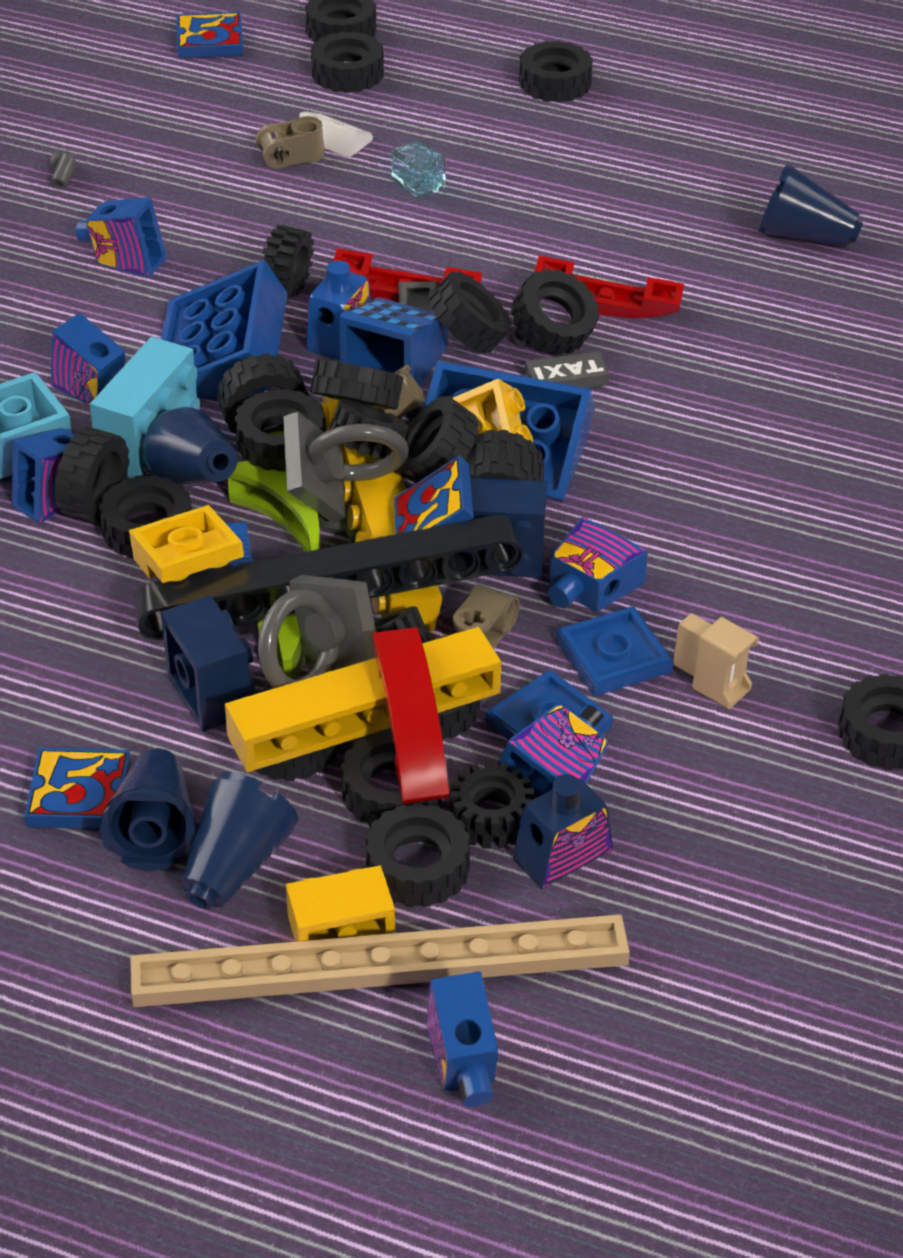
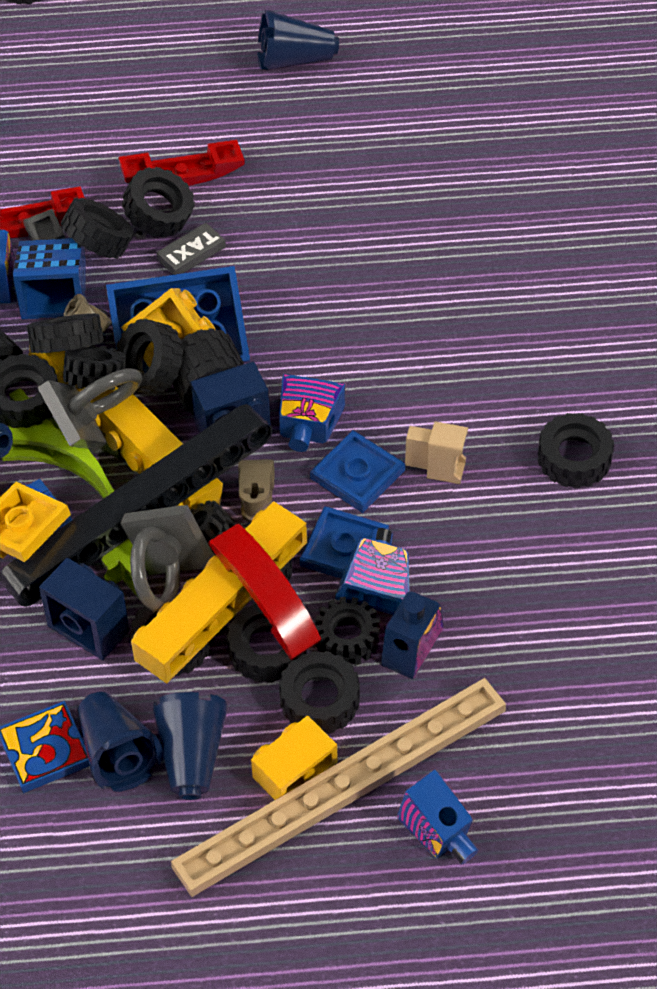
camera: 25 degrees left, 10 degrees up
(436, 500) = (181, 411): tile -> none

